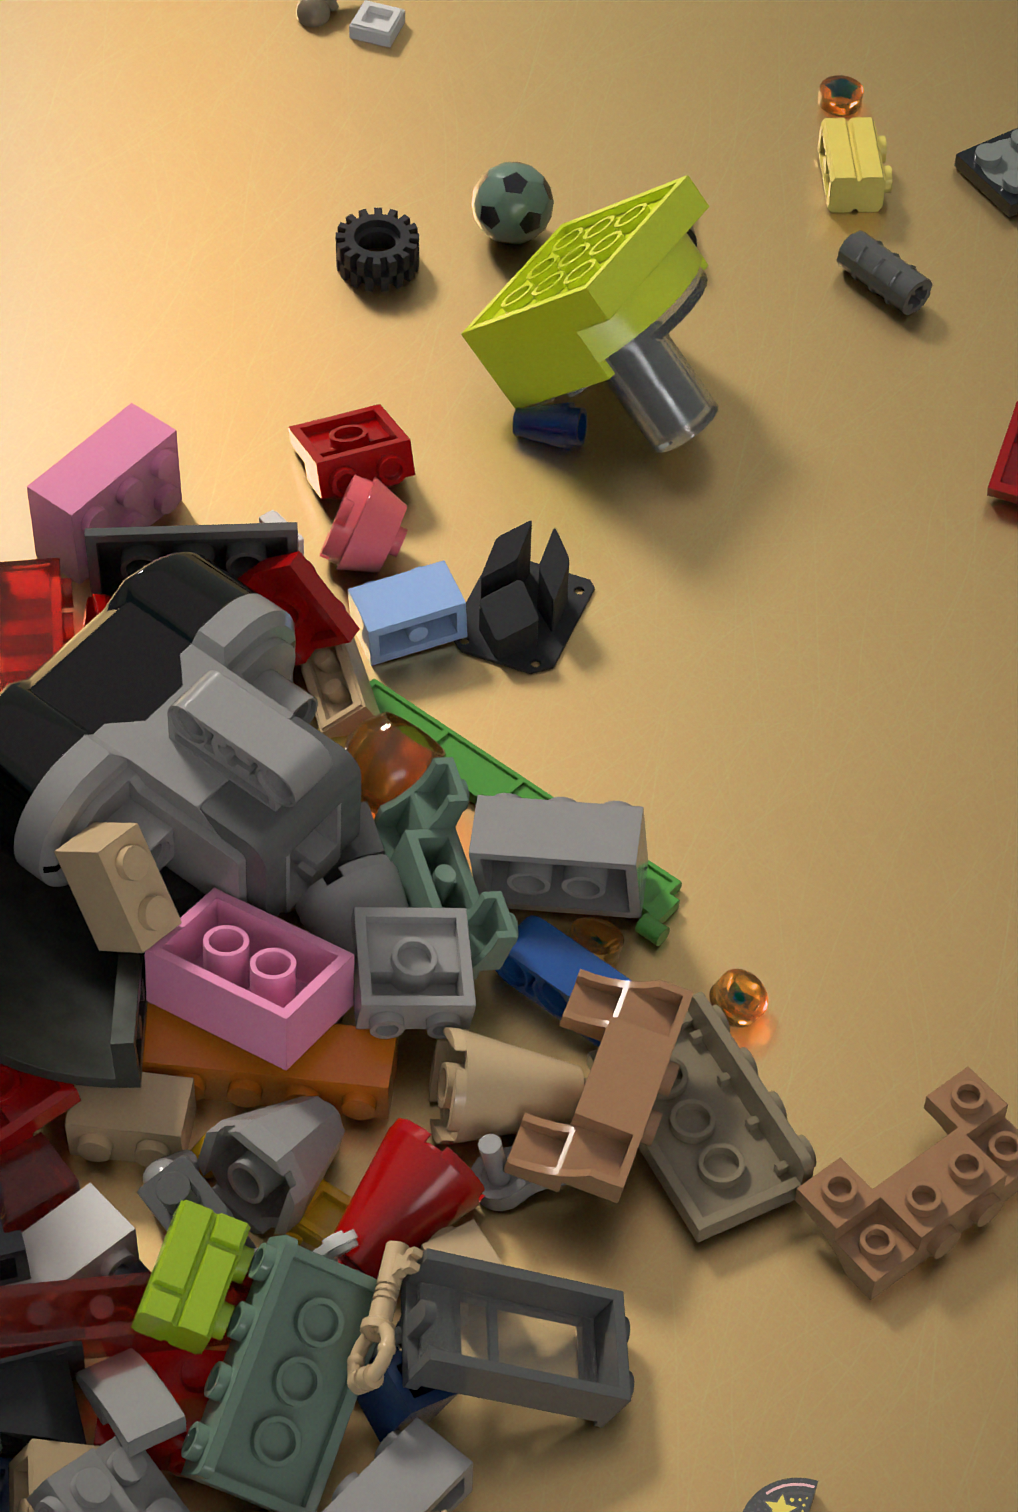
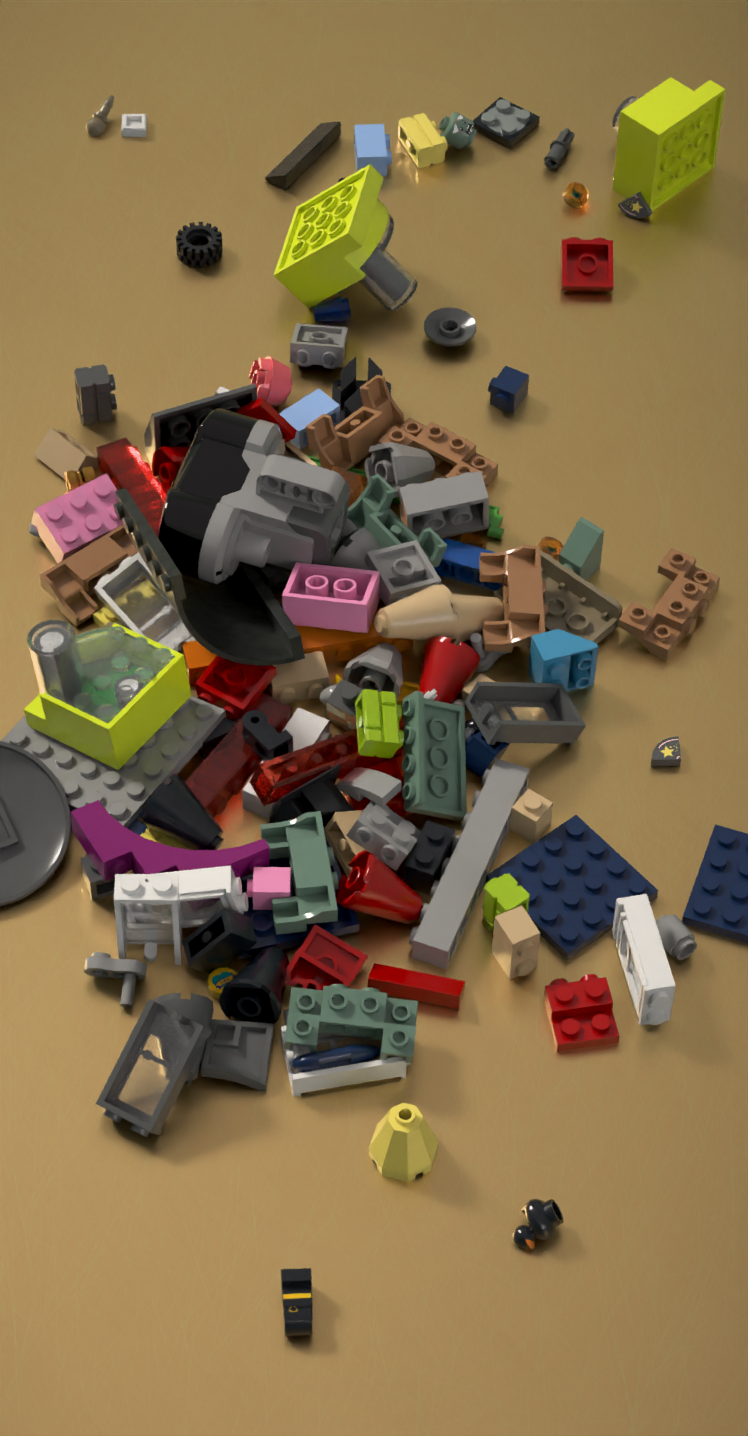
camera: 20 degrees left, 0 degrees up
(35, 446) = (94, 394): none -> dark grey brick
(112, 479) = (132, 398): bright pink brick -> none
(118, 887) = (259, 569): tan brick -> none
(352, 444) = (240, 347): red plate -> none
(378, 1326) = (466, 722): tan piece -> none
(391, 1068) = (419, 616): none -> tan cone
(479, 664) = (352, 438): none -> medium nougat bracket
(491, 481) = (318, 345): none -> light grey plate
(512, 203) = (260, 203): sand green piece -> none
(517, 752) = (399, 465): none -> light grey cone
(617, 740) = (450, 451): none -> medium nougat bracket
(639, 141) = (304, 154): none -> black slope
(645, 1244) = (562, 659): none -> dark azure slope
(745, 509) = (450, 326): none -> dark grey dish
(755, 160) = (371, 147): none -> light blue brick
(787, 1023) = (583, 549): none -> sand green slope
(800, 656) = (508, 389): none -> brick
(840, 95) = (397, 105): clear orange tile -> none
(884, 272) = (463, 192): dark grey axle -> none
(920, 162) = (457, 130): none -> sand green head

